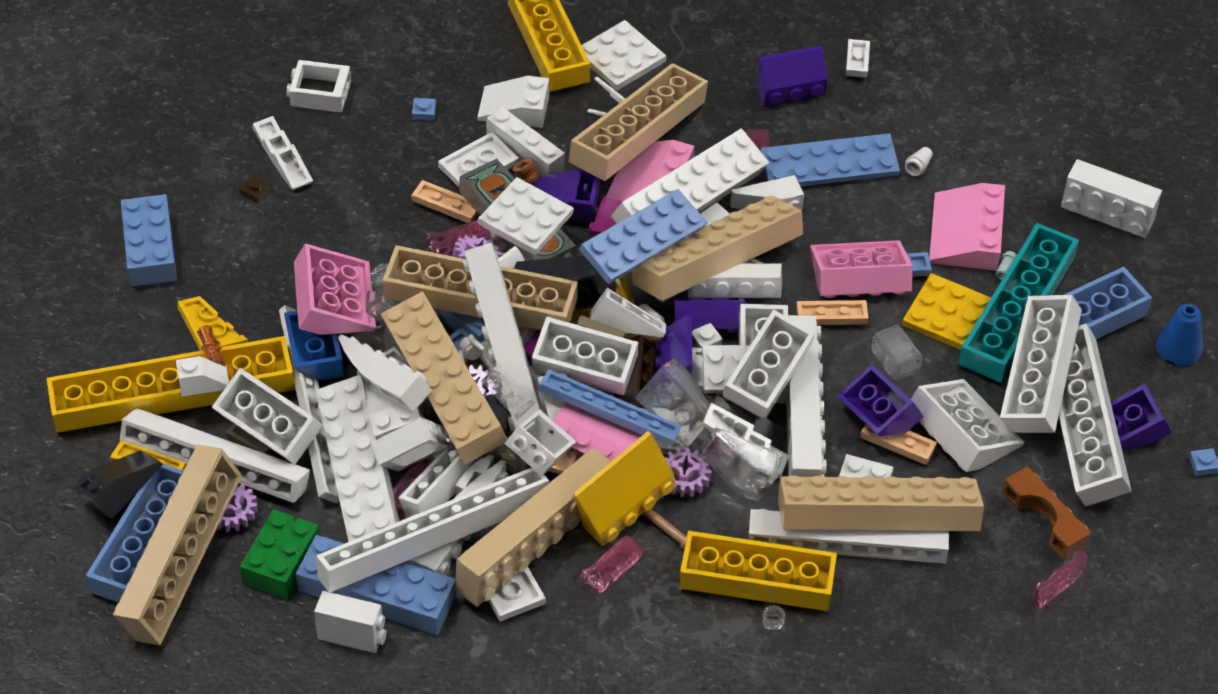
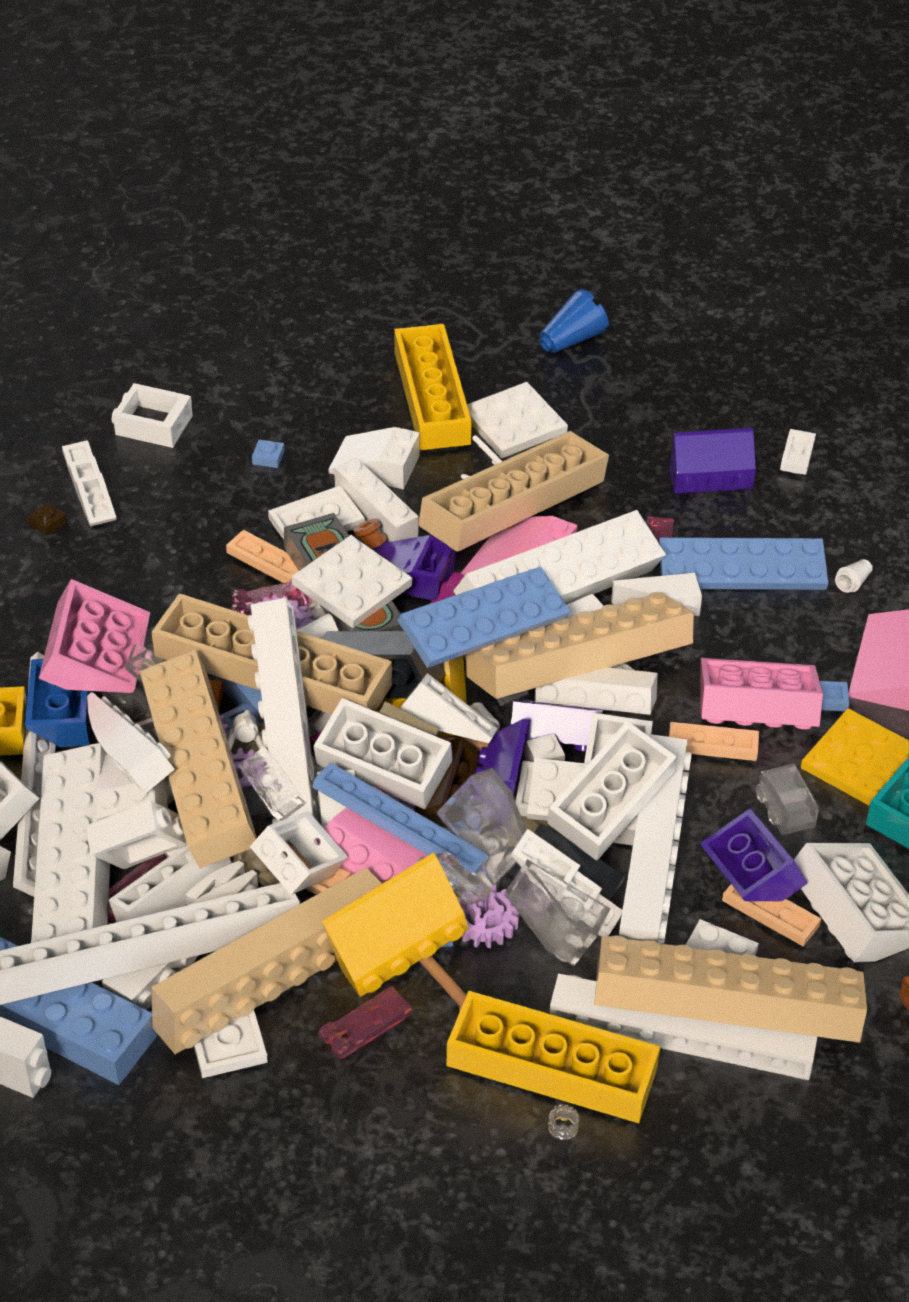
camera: 10 degrees right, 5 degrees down
(673, 451) = (466, 885): none -> clear plate

